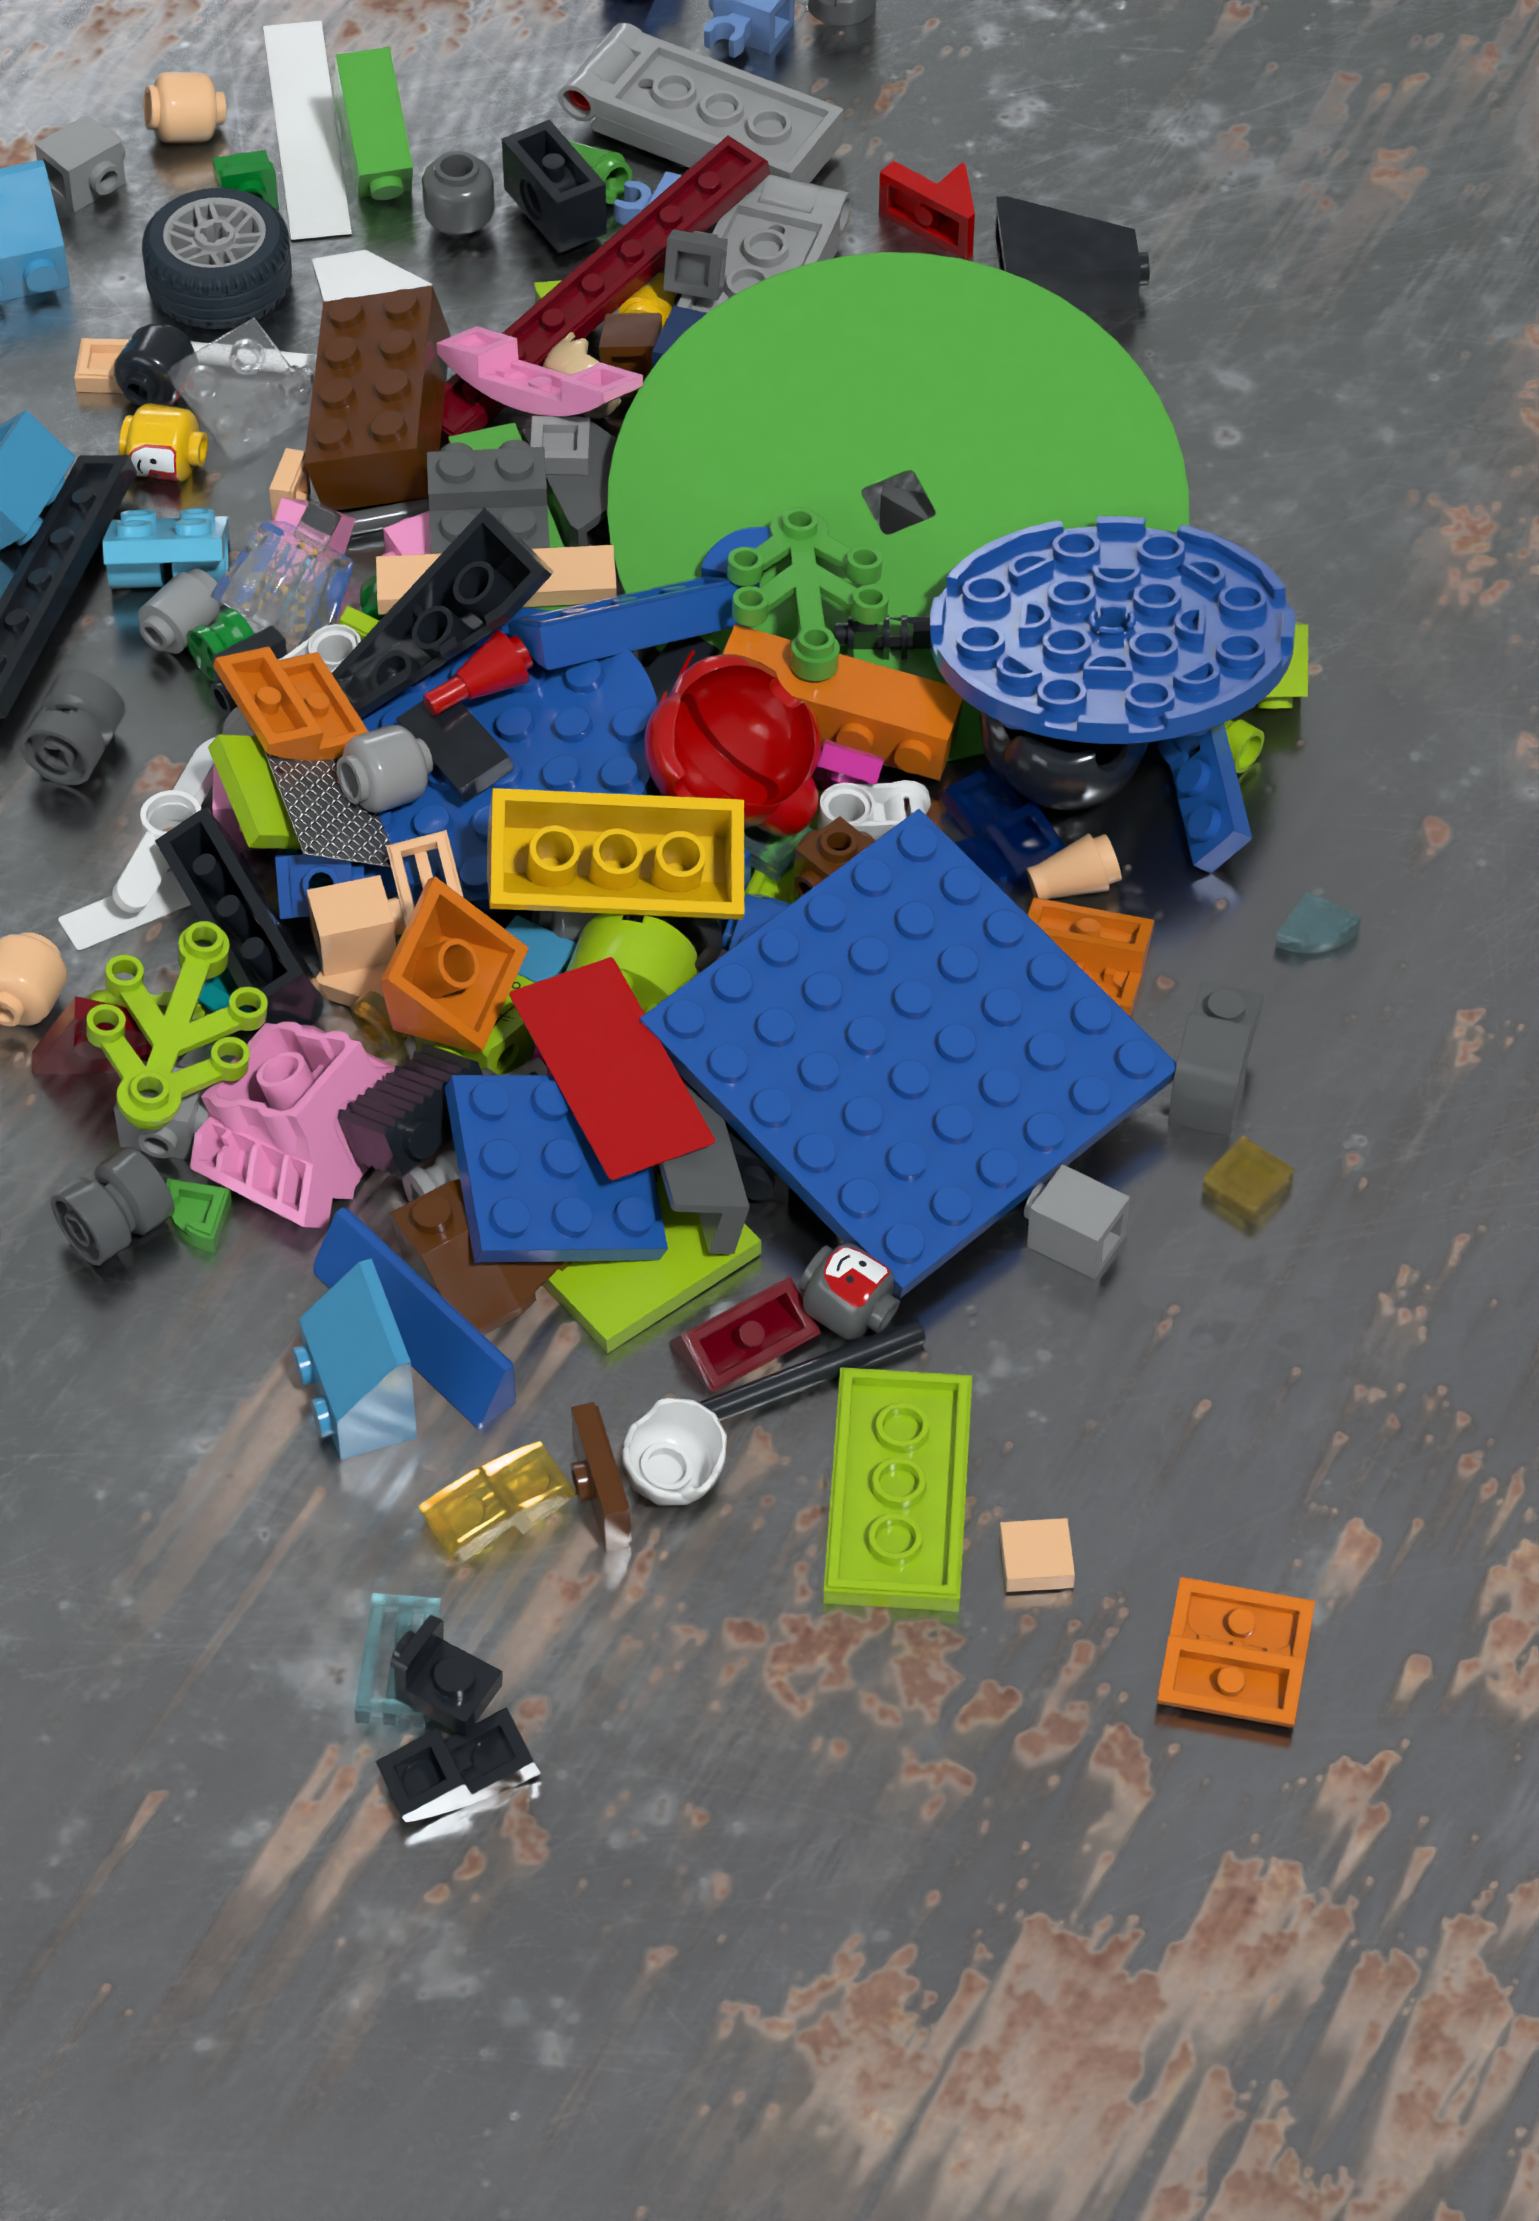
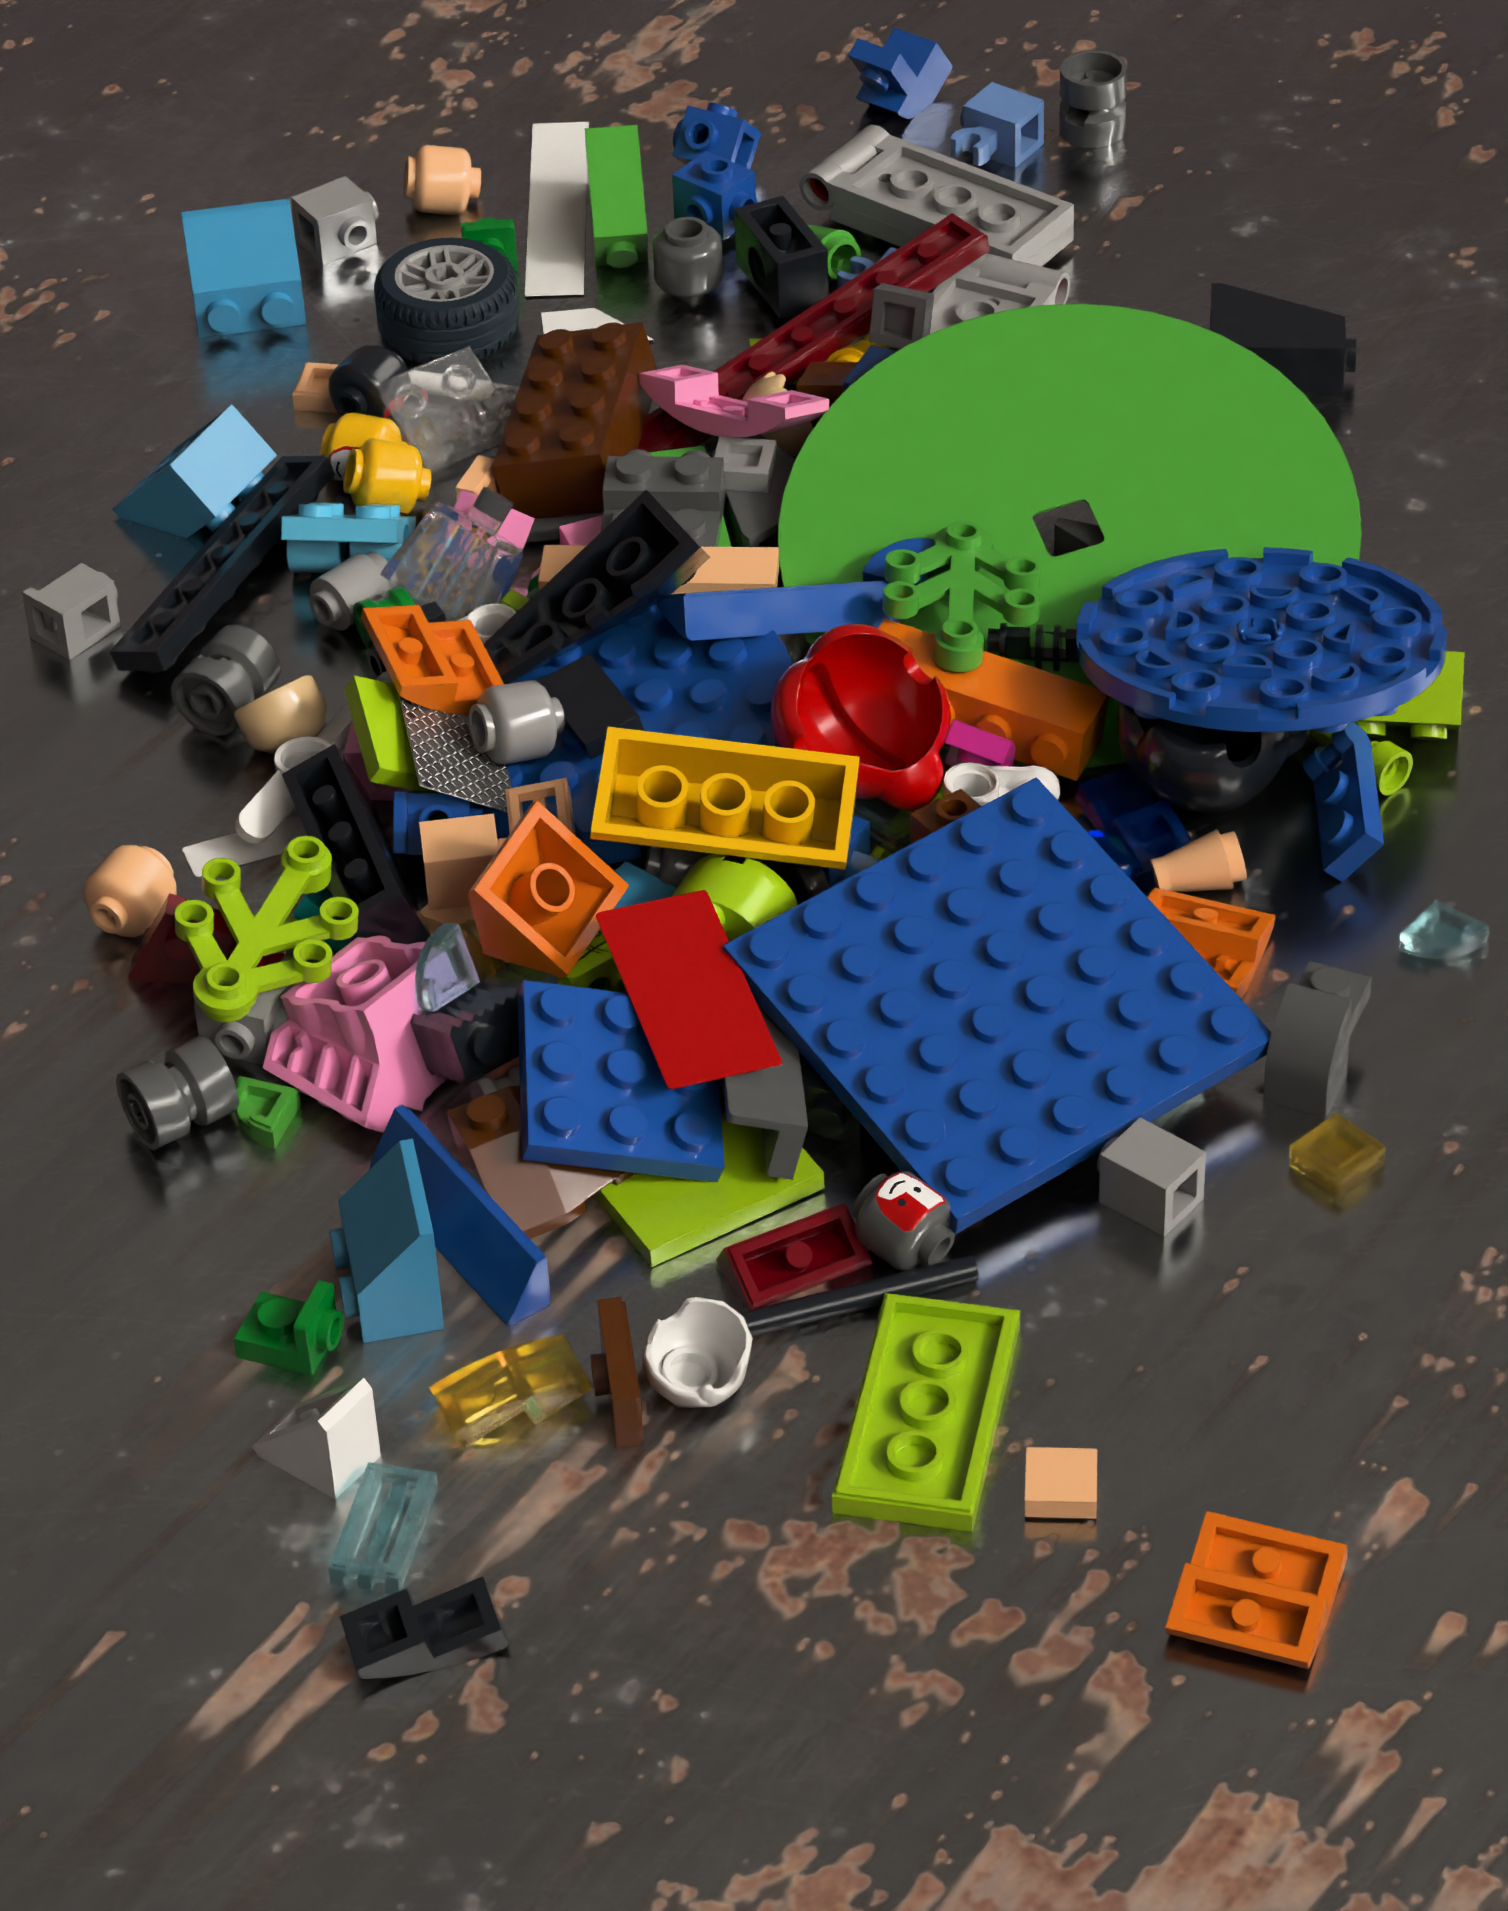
camera: 10 degrees right, 10 degrees down
(141, 769) = (282, 715): none -> tan hair
(193, 475) = (386, 475): none -> yellow head
(270, 1456) = (291, 1331): none -> green bracket
(324, 1571) = (326, 1438): none -> white slope
(365, 1062) = (443, 968): none -> clear light blue tile
(442, 1678) = (420, 1541): black bracket -> none
(462, 49) = (716, 132): none -> blue brick
(472, 113) = (711, 191): none -> blue brick
(493, 668) = (635, 638): red cone -> none
(933, 210) = (1140, 287): red slope -> none

